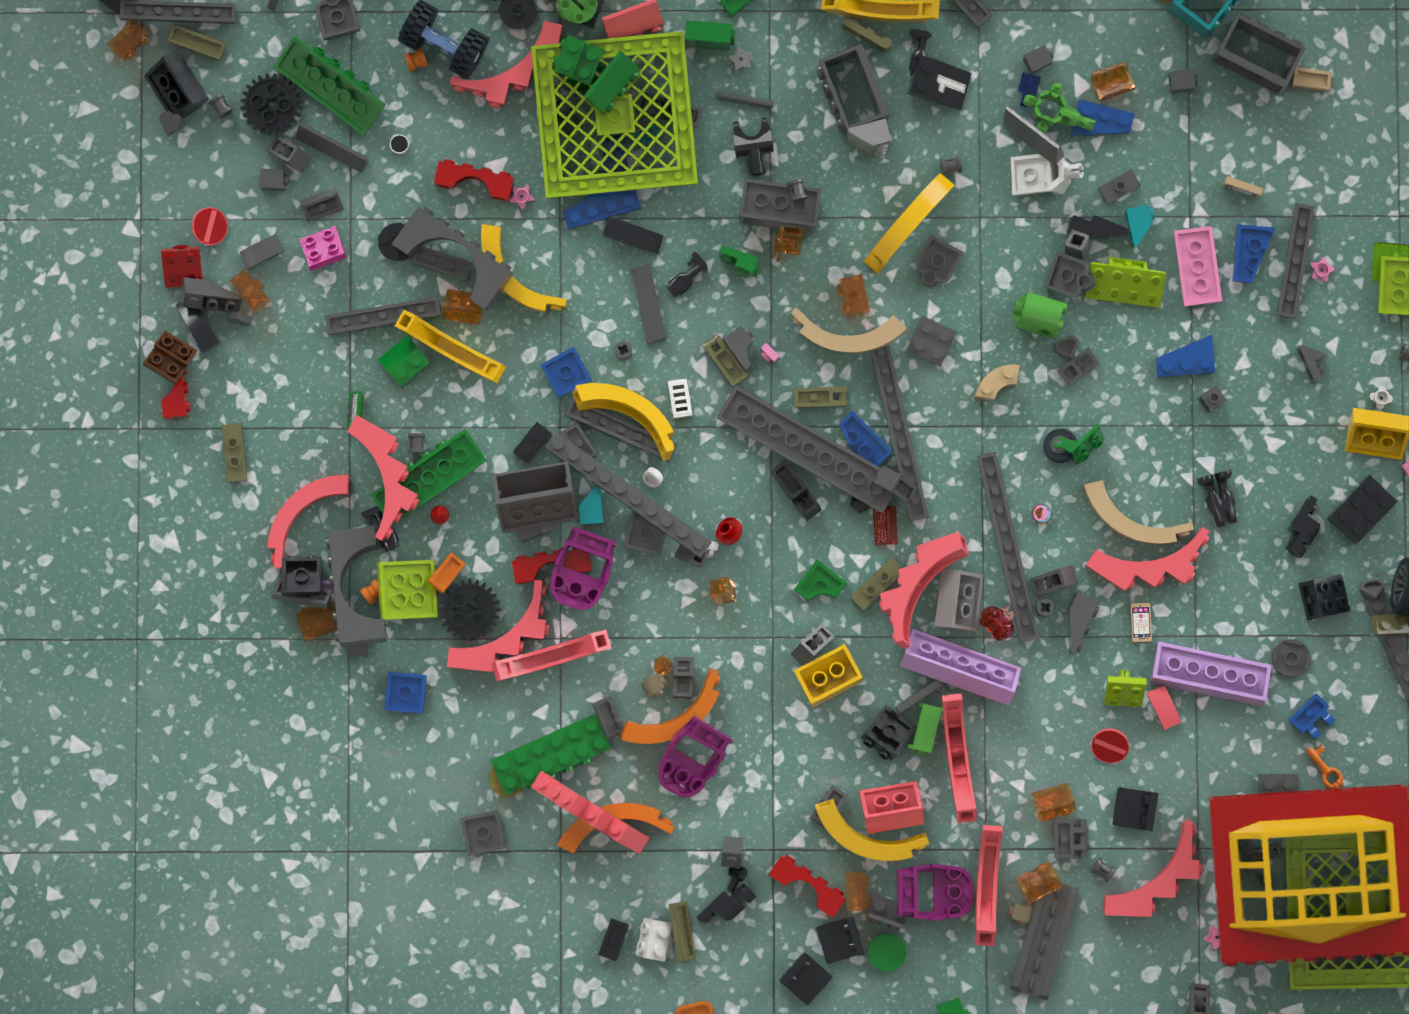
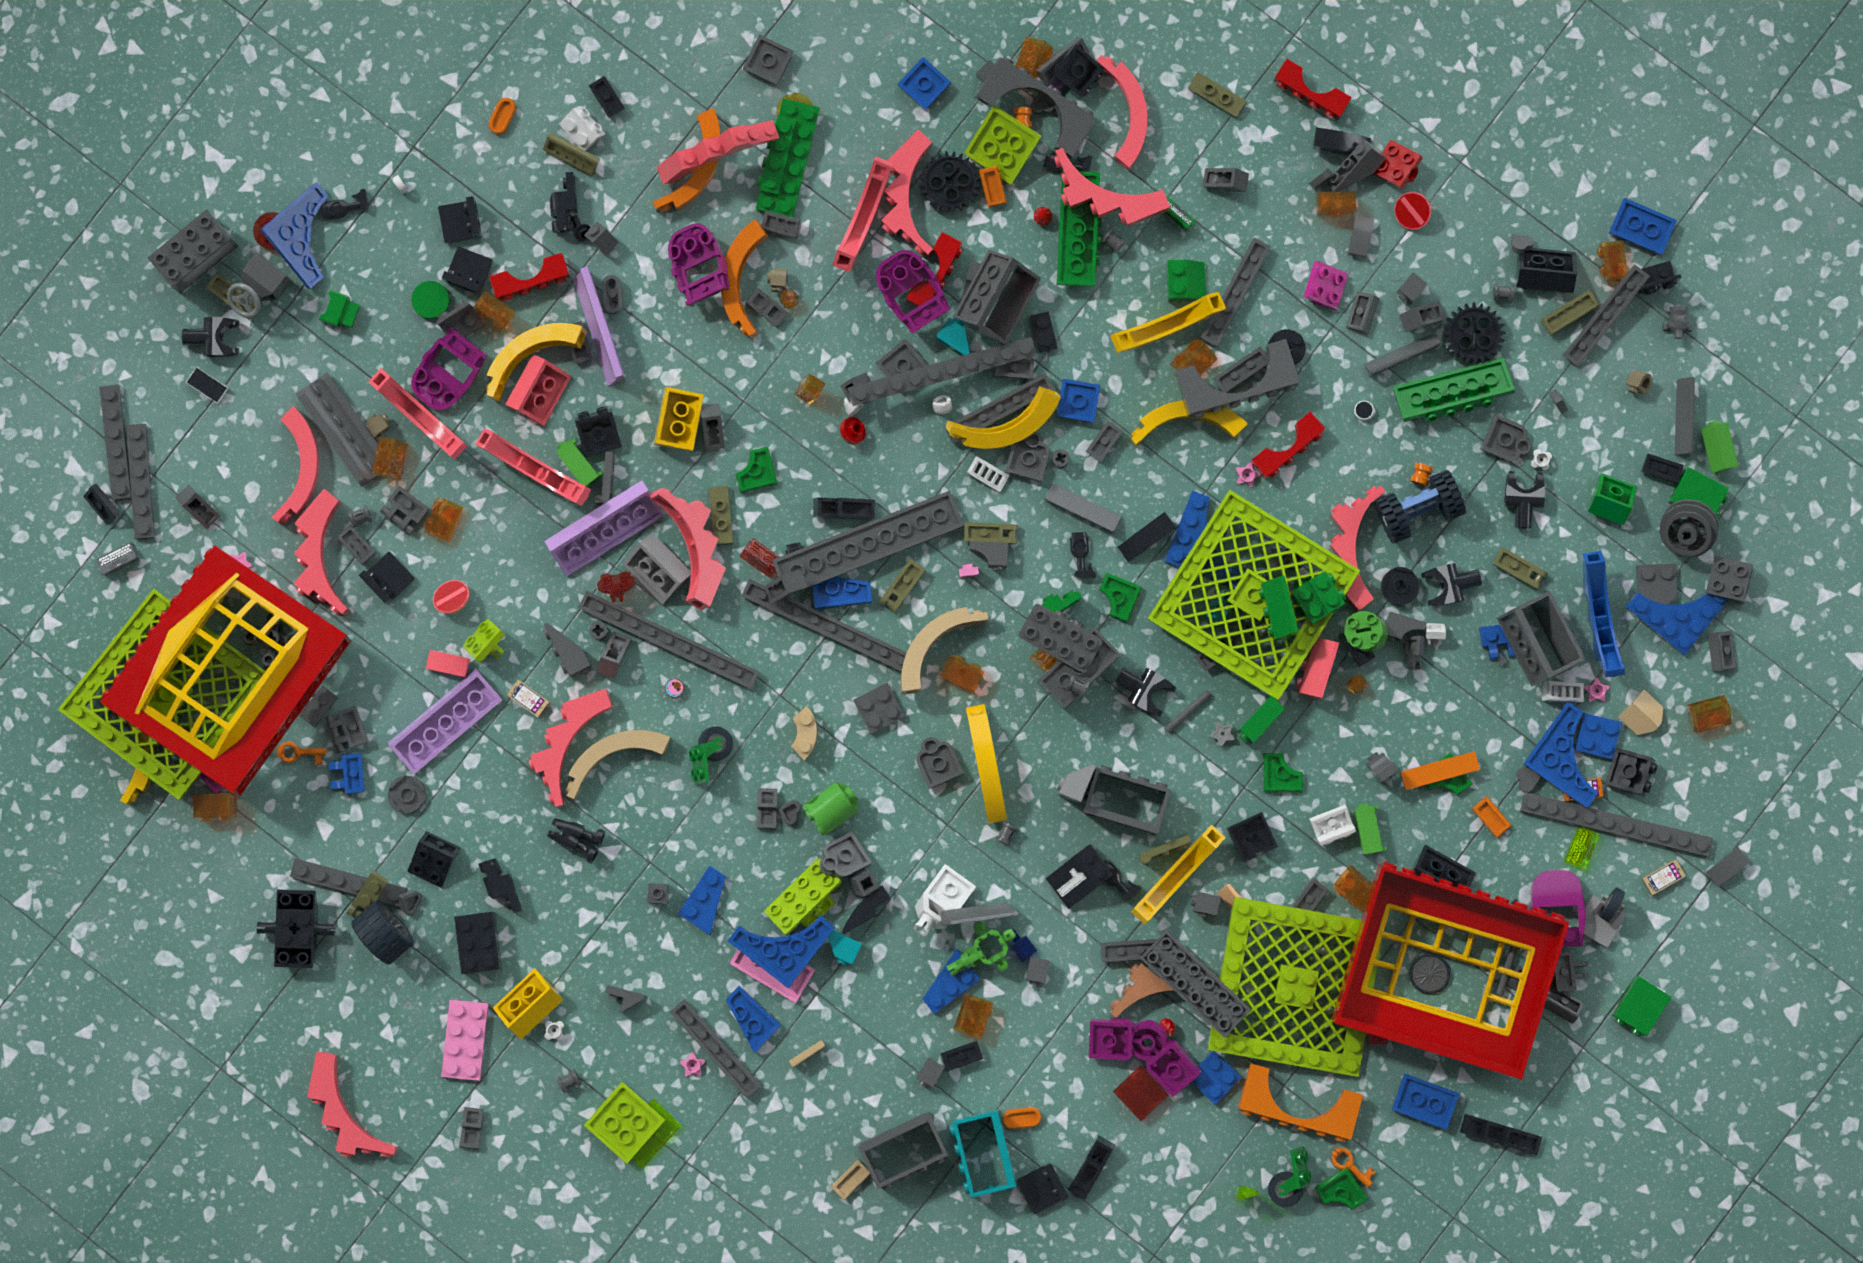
camera: 135 degrees right, 0 degrees up
(83, 37) = (1642, 226): none -> blue plate
(170, 357) = (1330, 98): reddish brown slope -> none
(298, 392) = (1226, 179): none -> dark grey arch
(349, 586) = (1041, 104): none -> dark grey tile
(582, 327) = (1104, 441): none -> dark grey plate
(642, 375) = (1028, 458): none -> dark grey plate
(694, 220) = (1121, 595): none -> green tile
(768, 233) = (1060, 637): none -> dark grey bracket
(769, 809) = (611, 295): none -> dark grey plate
(804, 798) = (598, 327): none -> lavender arch
(1090, 946) = (308, 465): none -> coral arch
(1119, 187) = (884, 955): dark grey plate -> none
(1128, 854) = (356, 545): none -> dark grey plate
(1149, 67) = (961, 1056): none -> black plate
(1184, 261) = (786, 955): none -> blue plate
(1272, 744) = (352, 727): none -> dark grey plate

